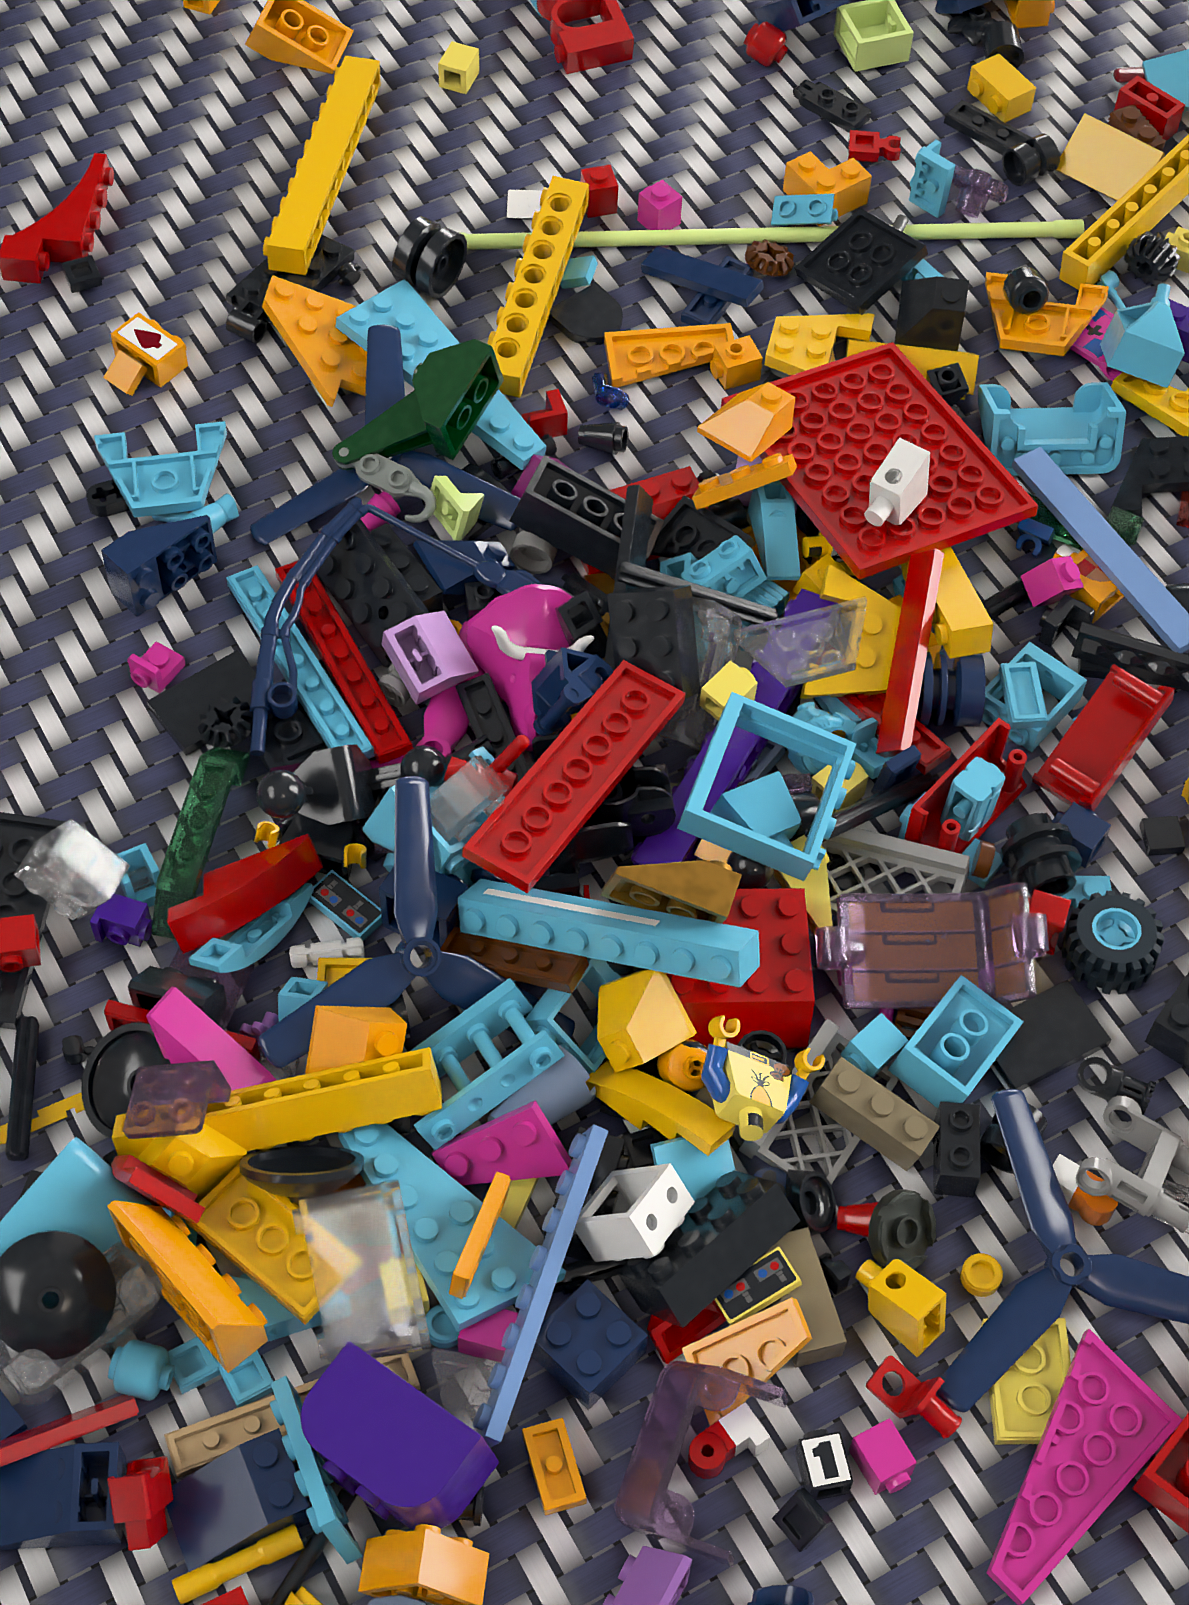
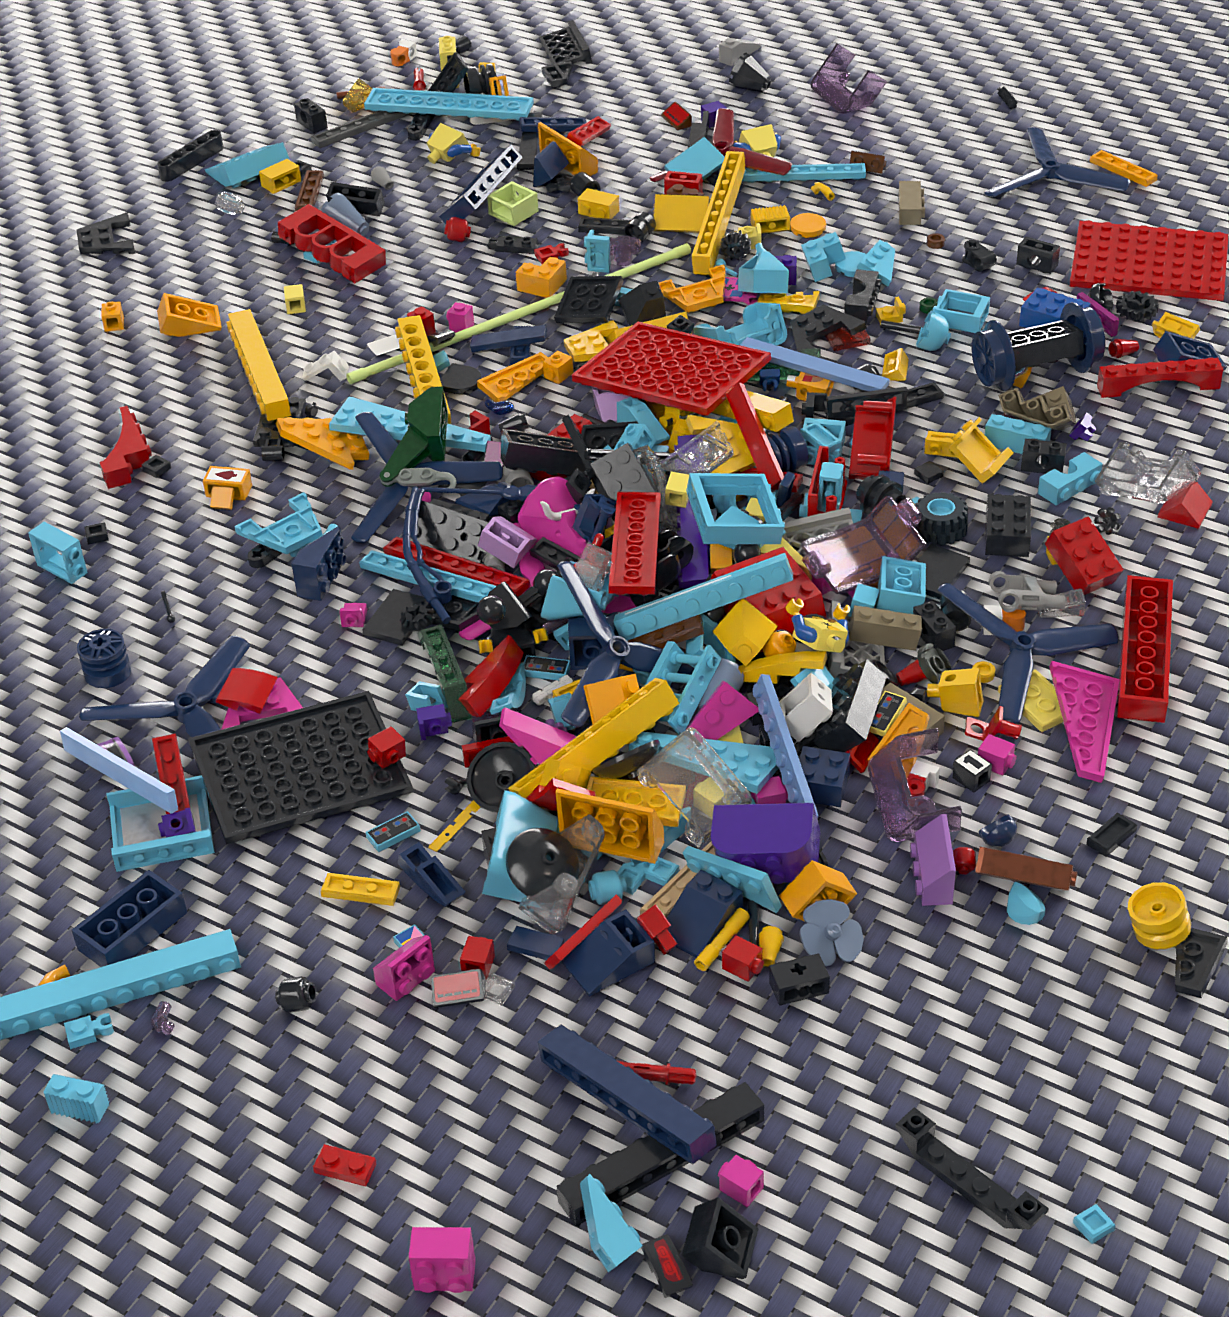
camera: 25 degrees left, 15 degrees down
(22, 1089) = (439, 812): black axle -> none
(71, 870) = (394, 701): clear brick -> none
(173, 1099) = (542, 751): bracket -> none
(421, 203) = (332, 361): none -> white bracket
(429, 257) = (355, 381): black wheel -> none
(455, 510) = (465, 477): yellowish green slope -> none
(480, 1235) = (740, 744): light orange tile -> none
(554, 1466) = (844, 831): light orange plate -> none
(604, 229) = (441, 337): none -> black slope
(678, 888) = (728, 555): pearl gold slope -> none
(743, 480) = (614, 399): light orange wing -> none
(751, 421) = (598, 372): light orange slope -> none
(761, 255) = (536, 318): reddish brown gear -> none
(802, 1519) = (978, 794): black tile -> none
(803, 210) = (540, 289): medium azure hinge -> none
(898, 484) = (699, 371): white torso -> none
(983, 859) = (855, 508): reddish brown tile -> none
(1025, 290) = (685, 279): black head -> none
(1052, 580) = (796, 389): dark pink brick -> none
(1115, 1083) = (986, 571): black connector -> none

